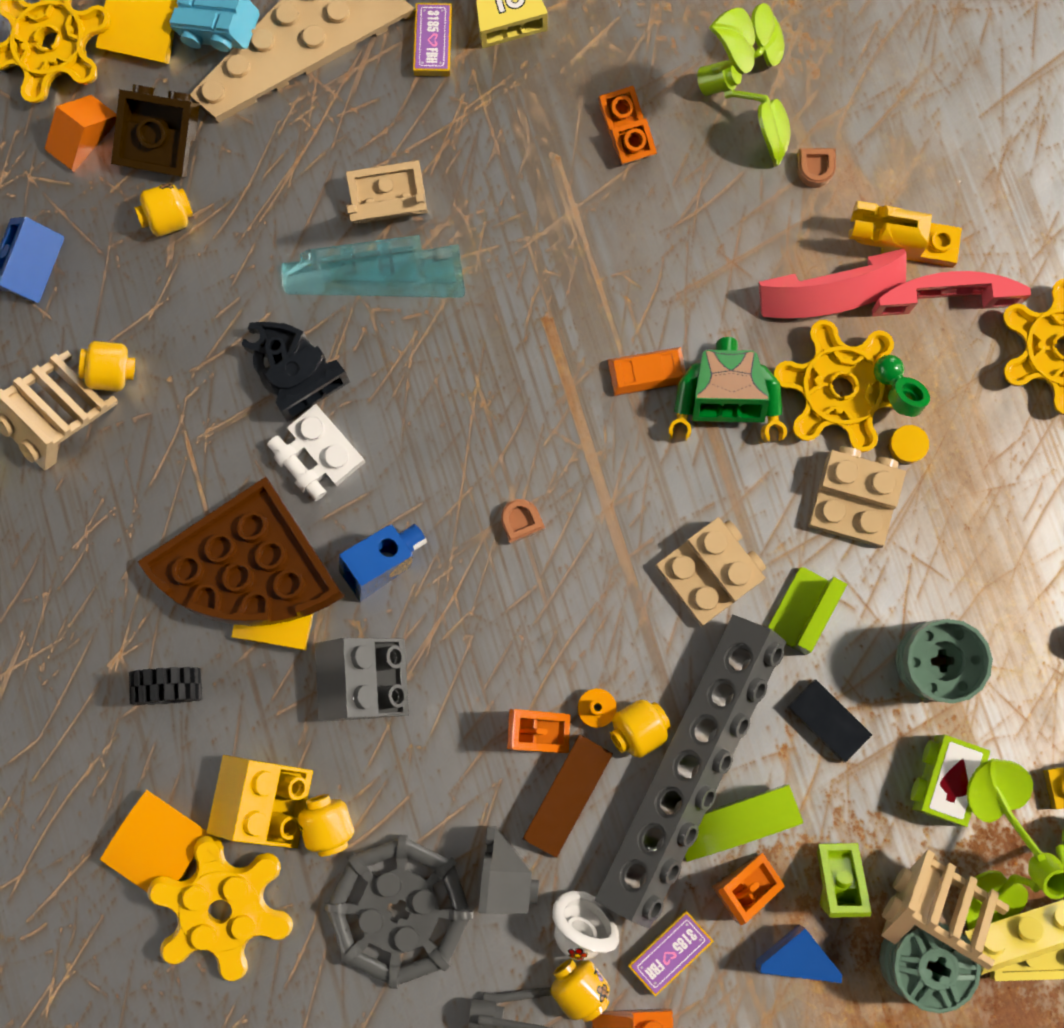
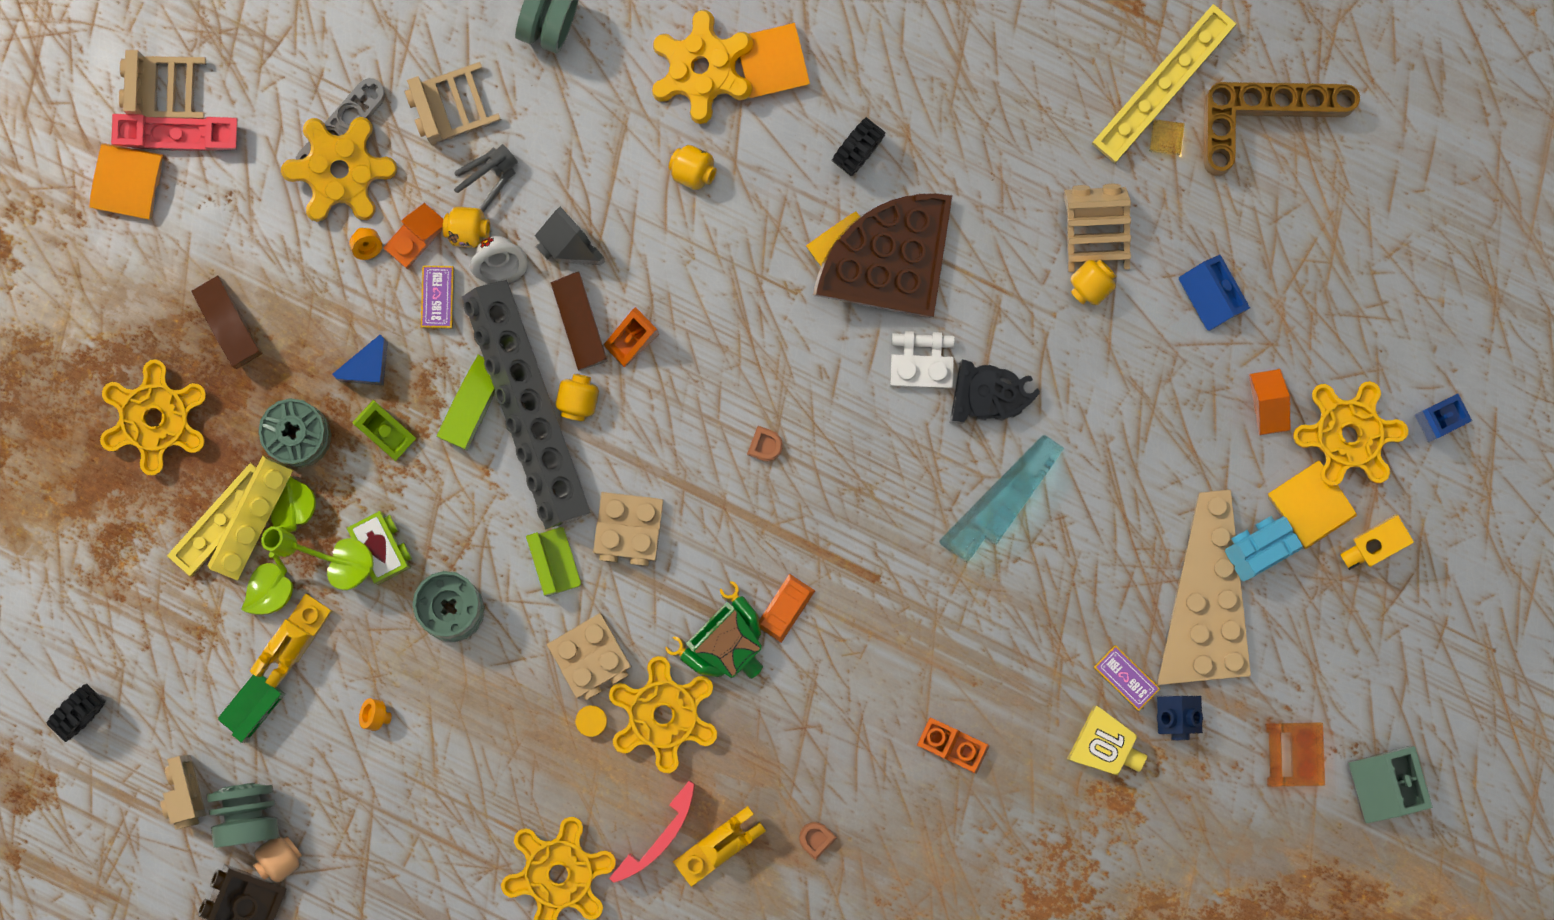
camera: 135 degrees right, 5 degrees up
(154, 130) = (1223, 446): dark brown plate -> none
(163, 209) = (1165, 405): yellow head -> none
(259, 802) = (742, 141): yellow slope -> none
(361, 678) = (757, 263): dark grey slope -> none
(369, 570) = (818, 324): blue torso -> none
(386, 192) = (1042, 548): tan plate -> none
(406, 933) = (612, 148): dark grey plate -> none
(589, 715) = (616, 392): light orange tile -> none
(738, 36) = (924, 834): lime plant -> none
(749, 888) = (430, 374): orange slope -> none
(829, 721) = (477, 513): black tile -> none
(833, 292) = (722, 765): coral slope -> none
(907, 394) = (644, 748): green plate -> none
(921, 901) = (334, 461): tan plate -> none

